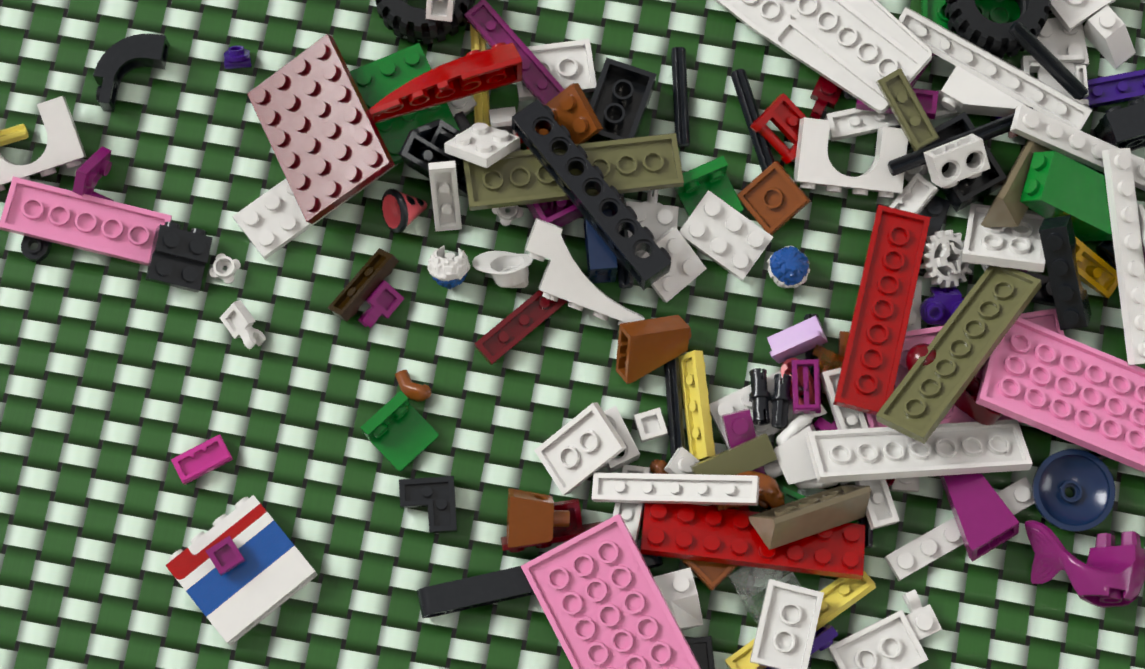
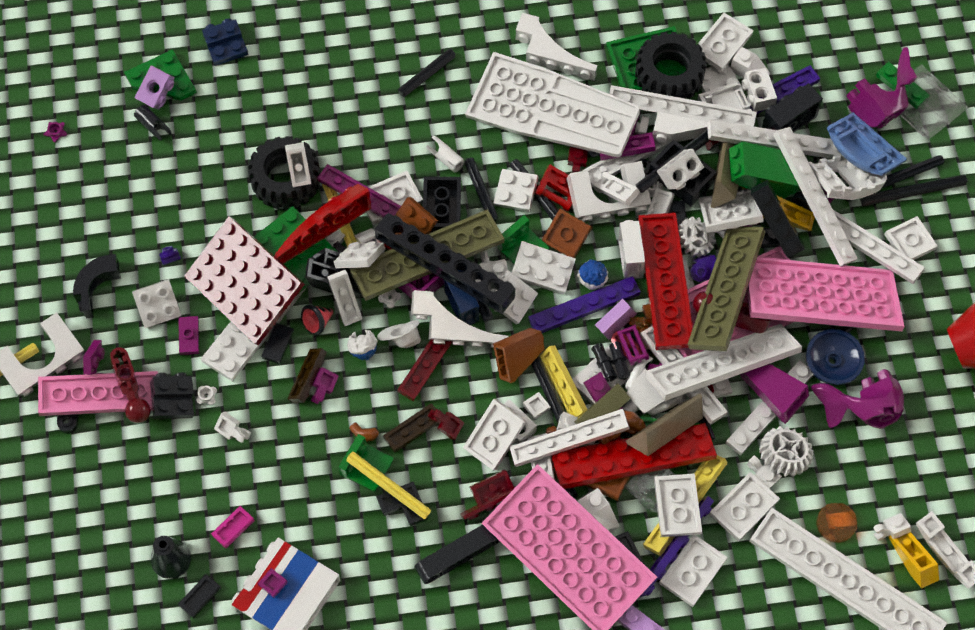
camera: 15 degrees left, 10 degrees down
(110, 474) = (170, 557): none -> black cone
(126, 261) = (137, 409): none -> dark red beam
(131, 537) = (199, 596): none -> black tile
(198, 122) = (156, 303): none -> white plate
(228, 178) = (188, 335): none -> magenta plate
(340, 227) = (277, 343): none -> black tile
(417, 473) = (388, 485): none -> light yellow axle
(478, 401) = (410, 429): none -> dark brown plate
(526, 412) = (449, 423): none -> dark red plate
(532, 518) = (478, 490): dark orange torso -> none
(650, 33) = (447, 155): none -> white piece
(726, 113) = (516, 190): none -> white plate
(762, 305) = (584, 305): none -> dark purple plate
(851, 250) = (631, 249): none -> white window
(861, 158) = (616, 188): none -> white plate
(907, 109) = (636, 148): olive tile -> none
(929, 77) = (641, 128): none -> white plate
(965, 585) = (785, 455): none -> white gear
(1048, 61) = (716, 89): black axle -> none
(1116, 76) = (762, 88): none -> white brick

